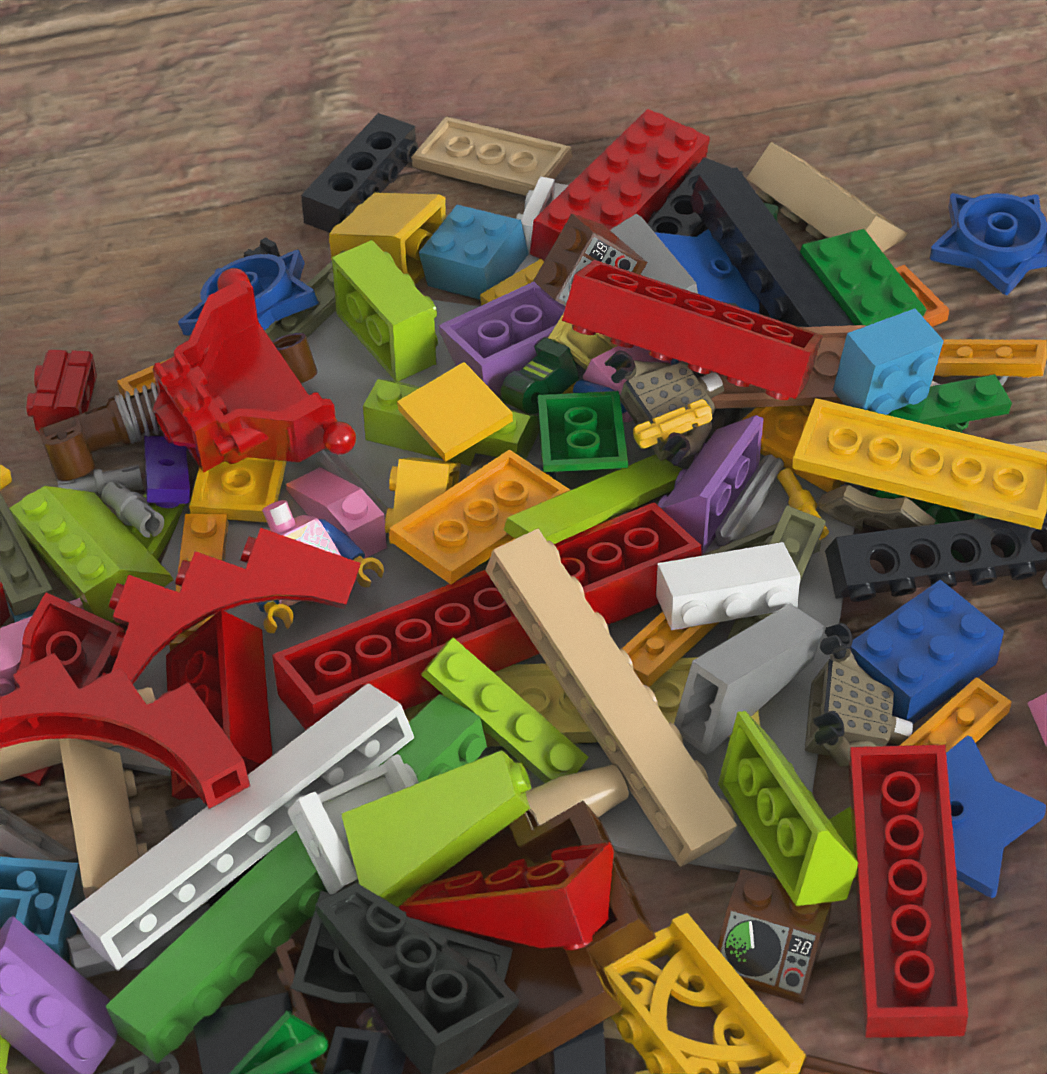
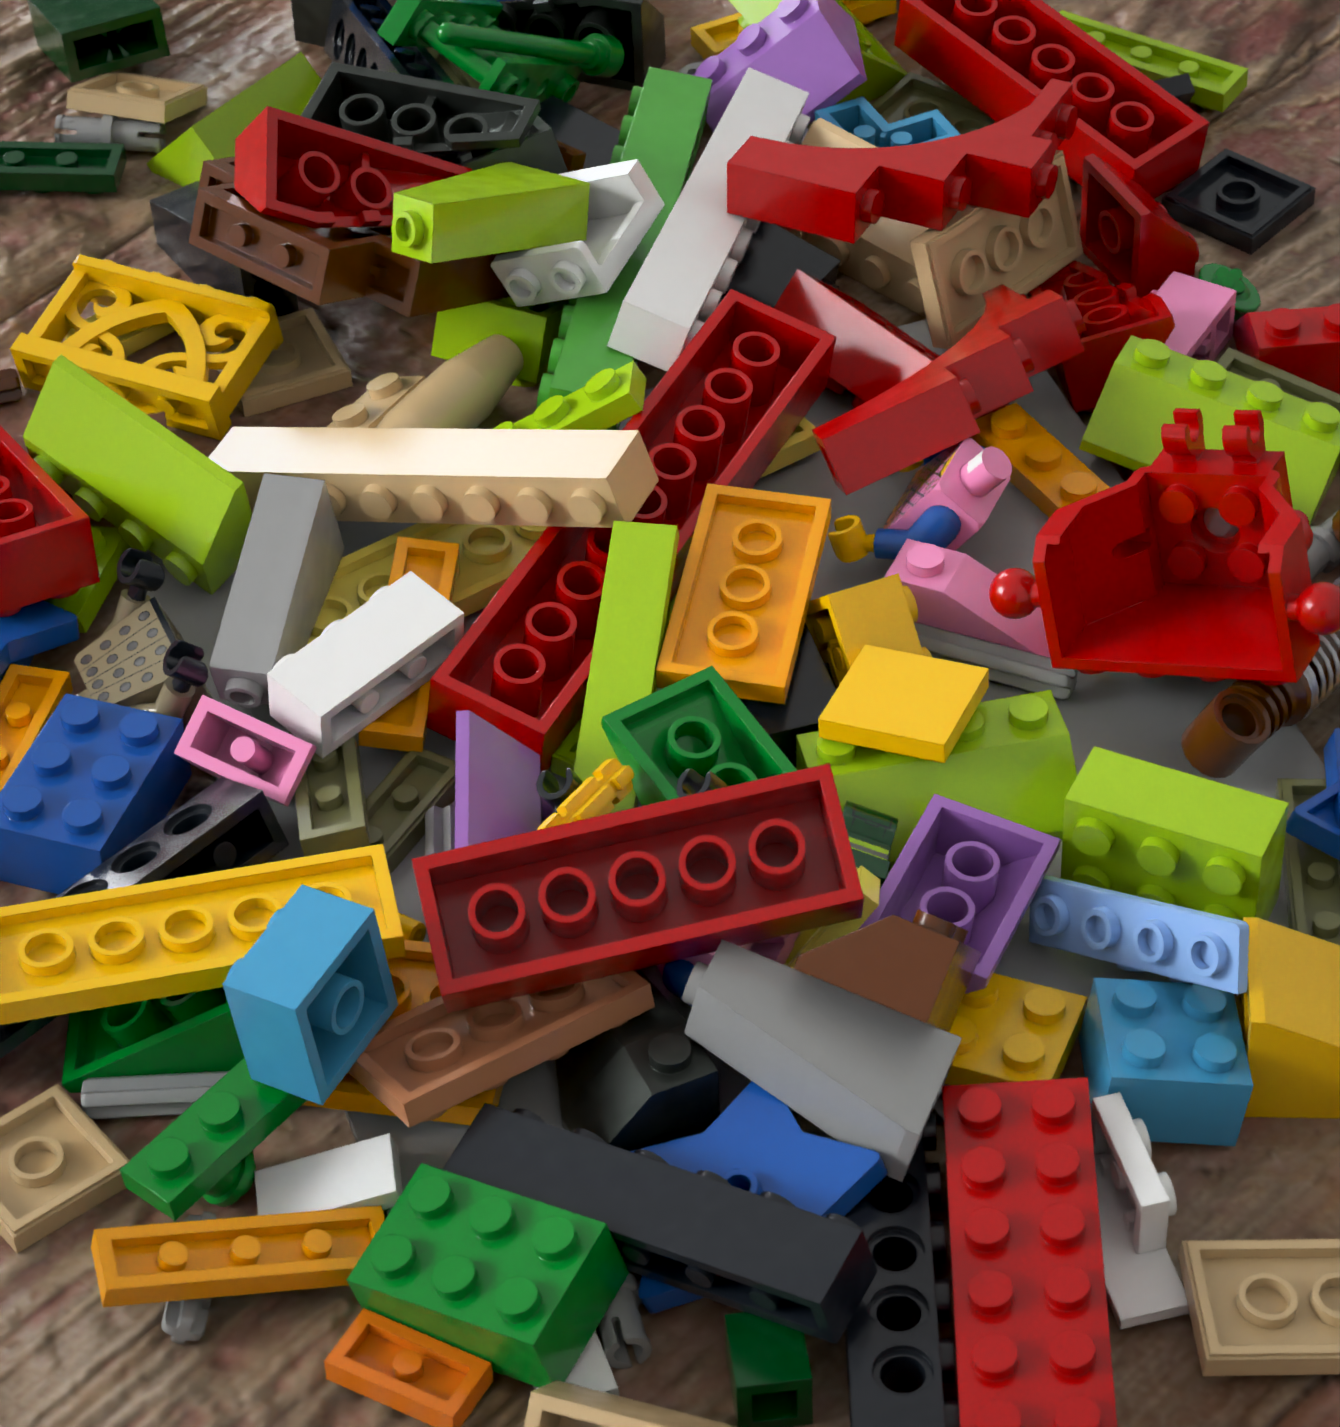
camera: 150 degrees right, 5 degrees down
(433, 265) = (1141, 934): none -> light blue bracket
(826, 593) = (244, 750): none -> bright pink slope

